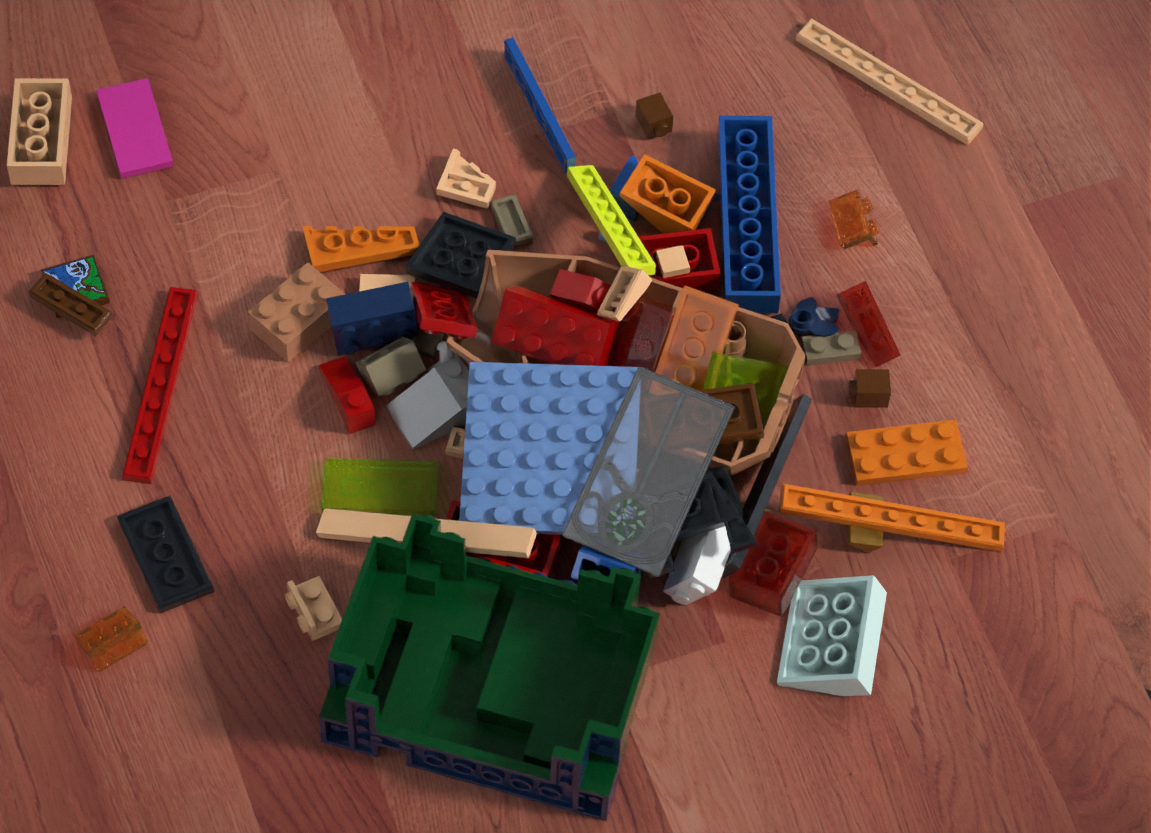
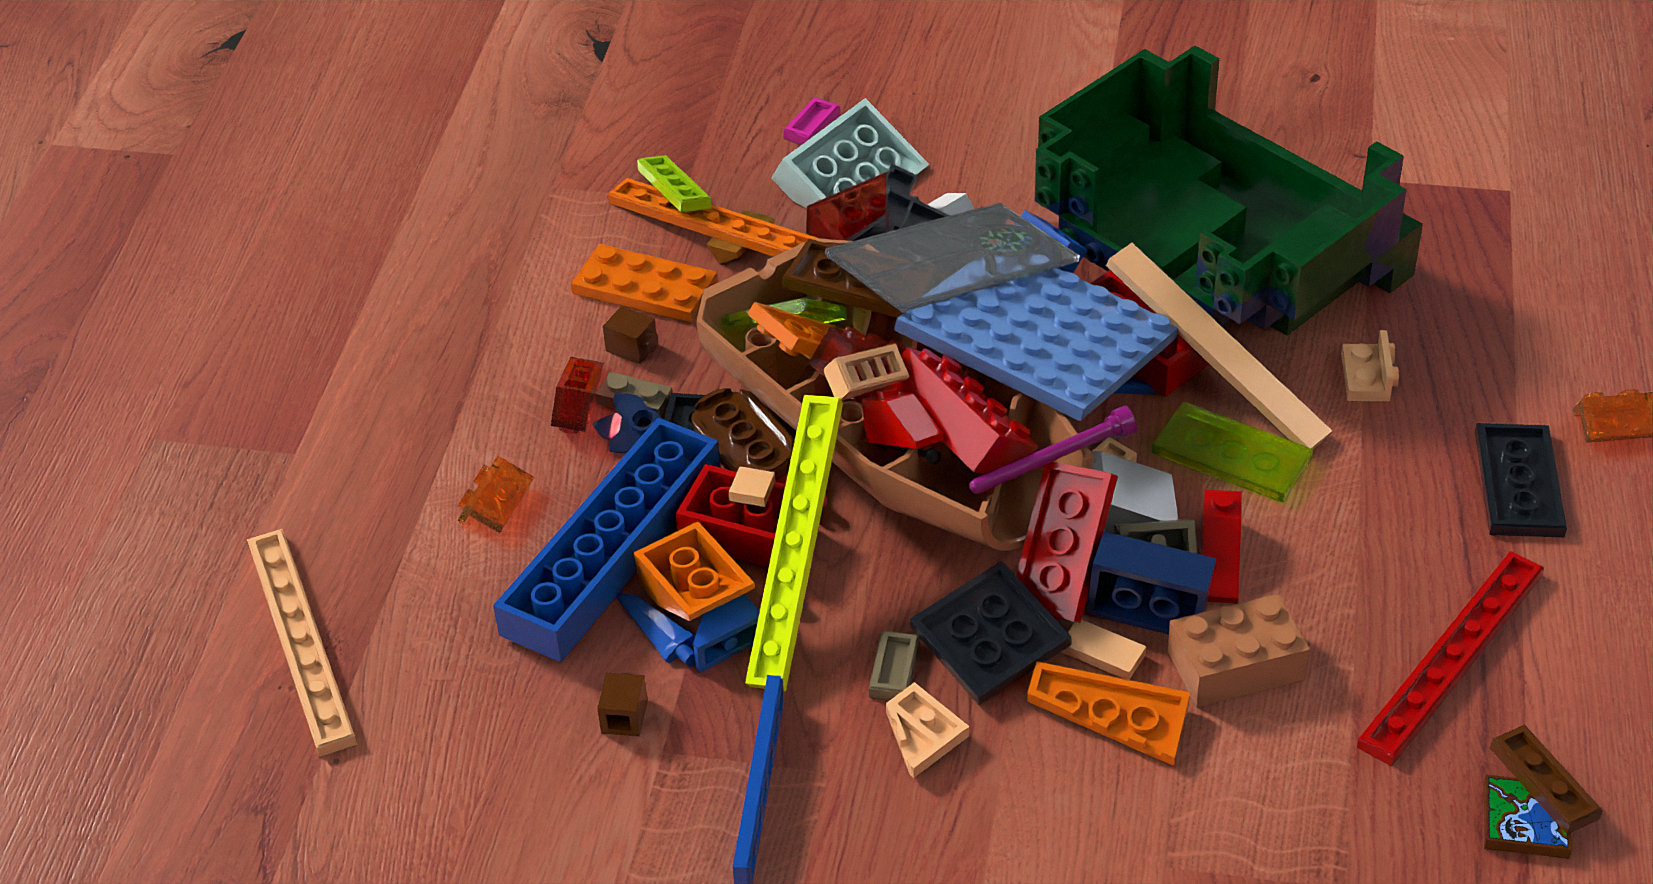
camera: 145 degrees left, 15 degrees down
(439, 361) = (1119, 424): none -> magenta piece
(908, 689) = (811, 120): none -> dark pink tile
(954, 541) = (674, 184): none -> lime tile

